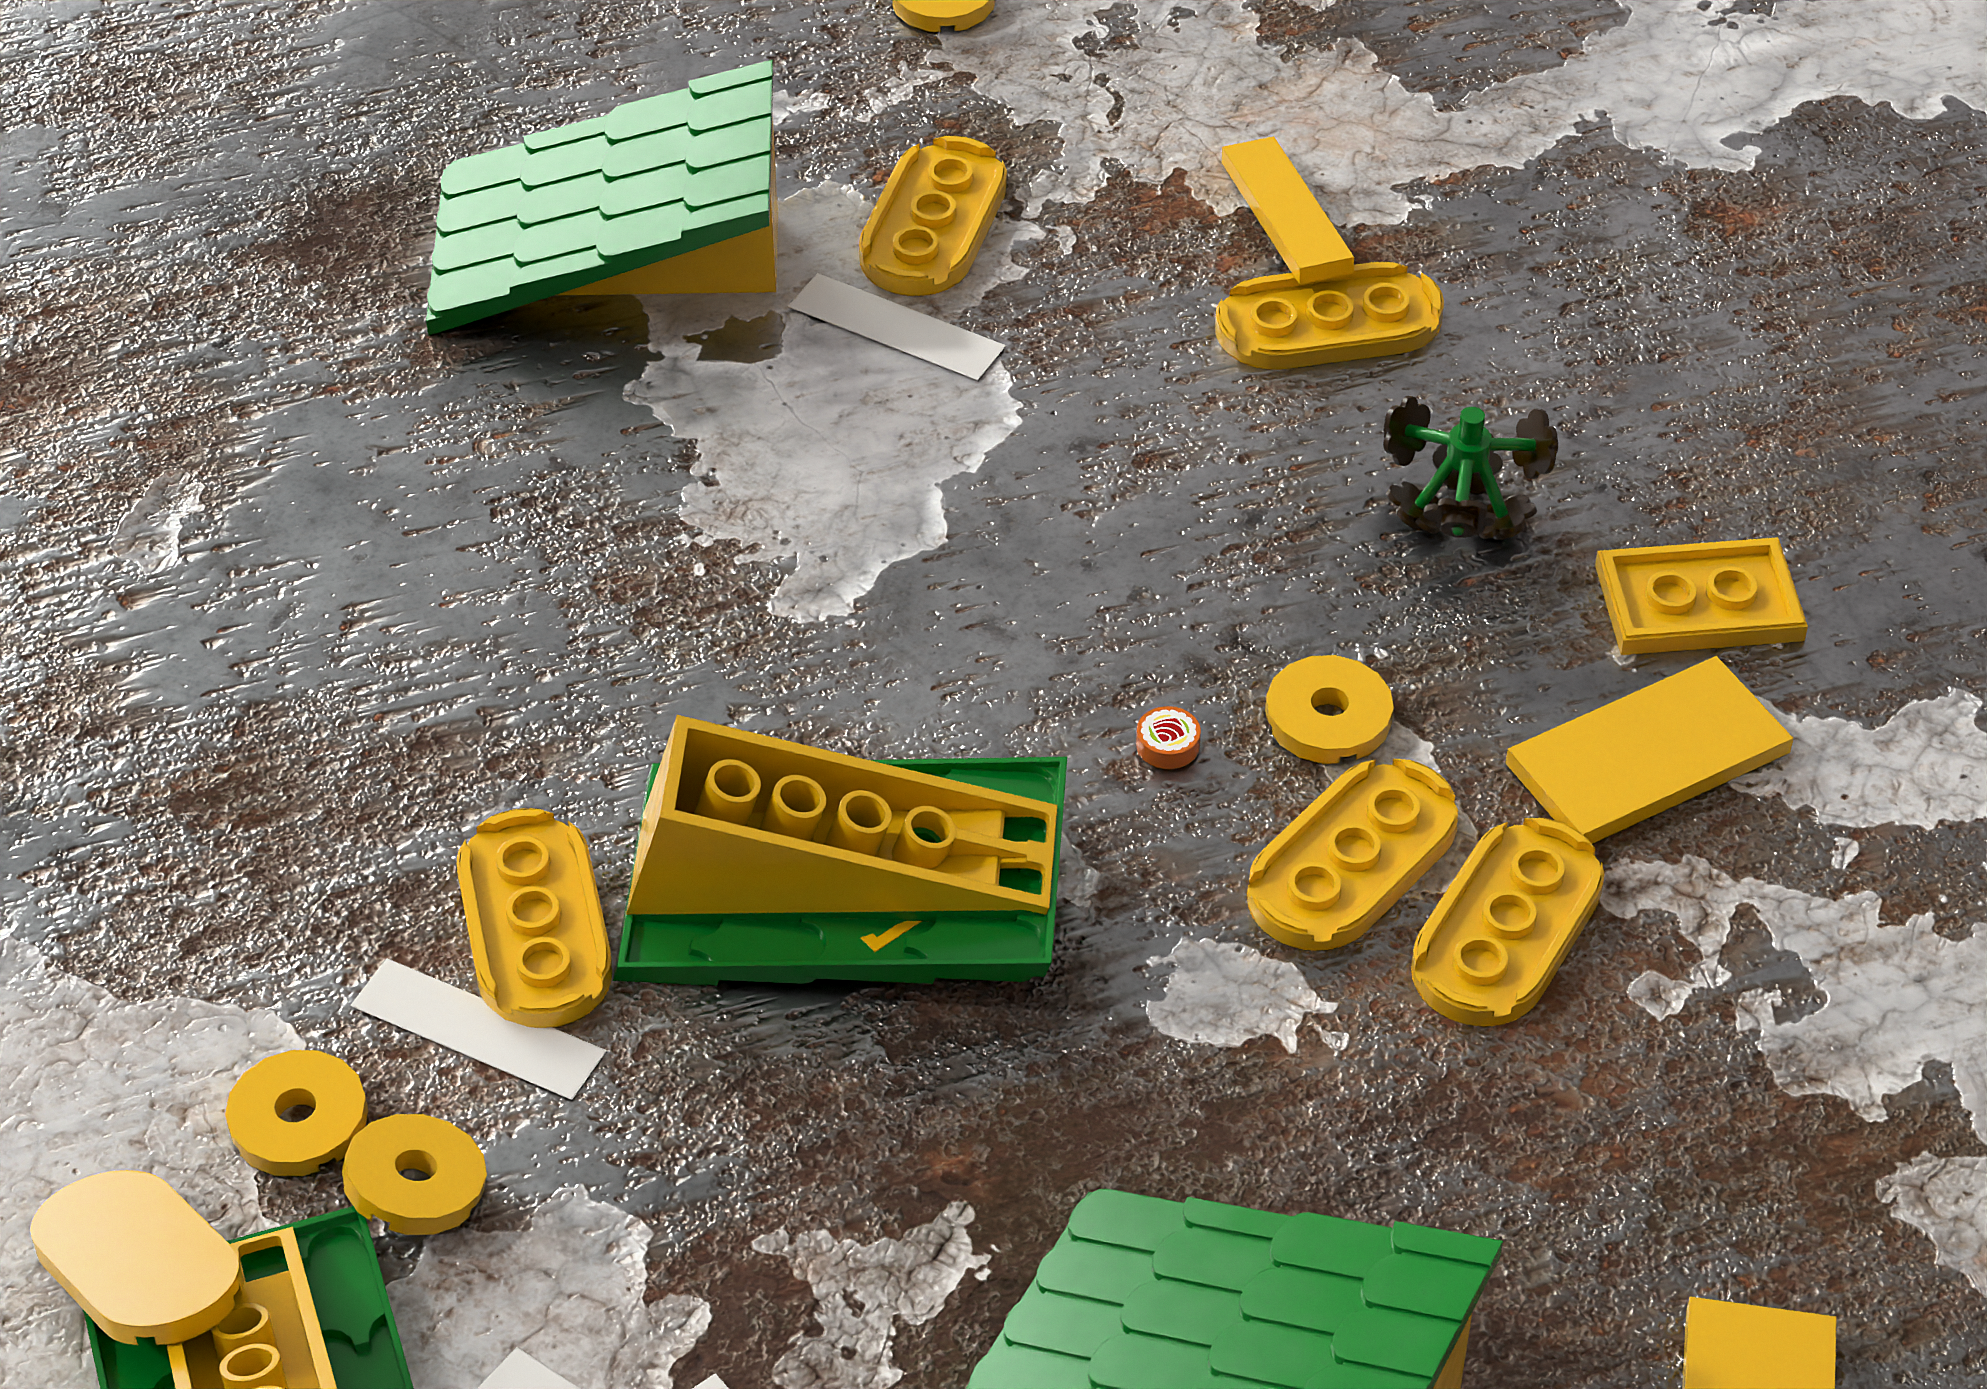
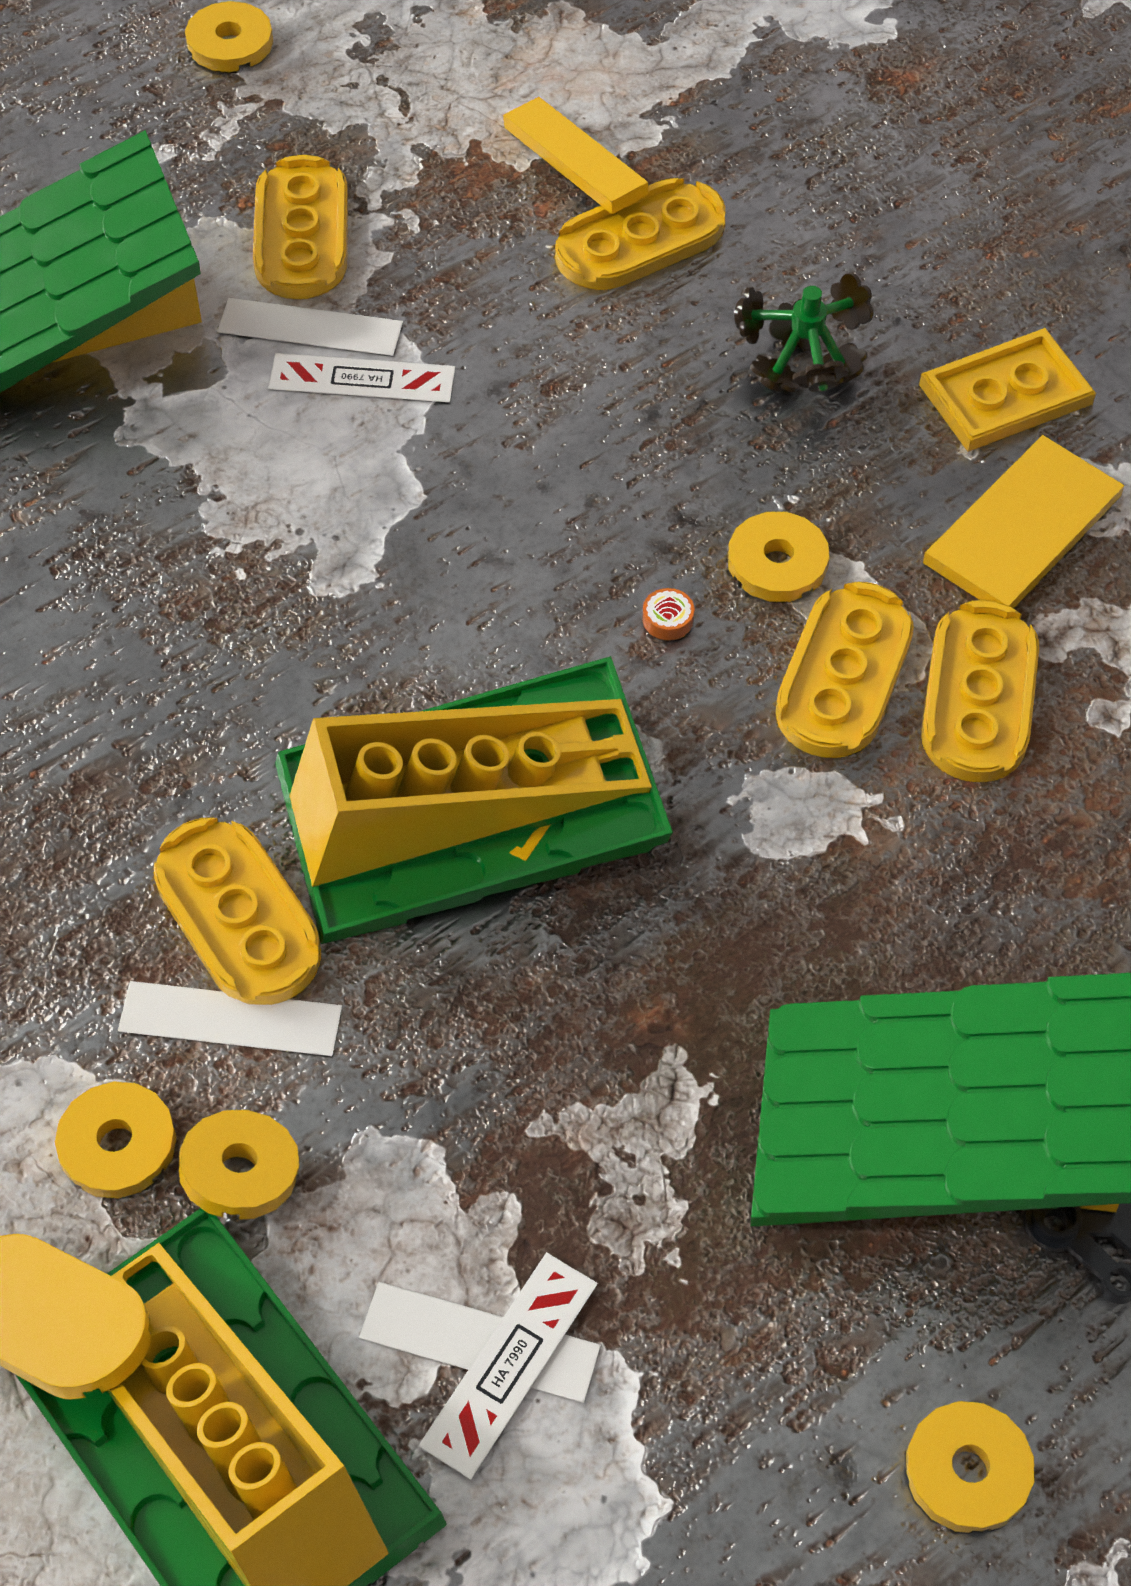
camera: 20 degrees left, 10 degrees up
(932, 395) = (362, 377): none -> white sticker

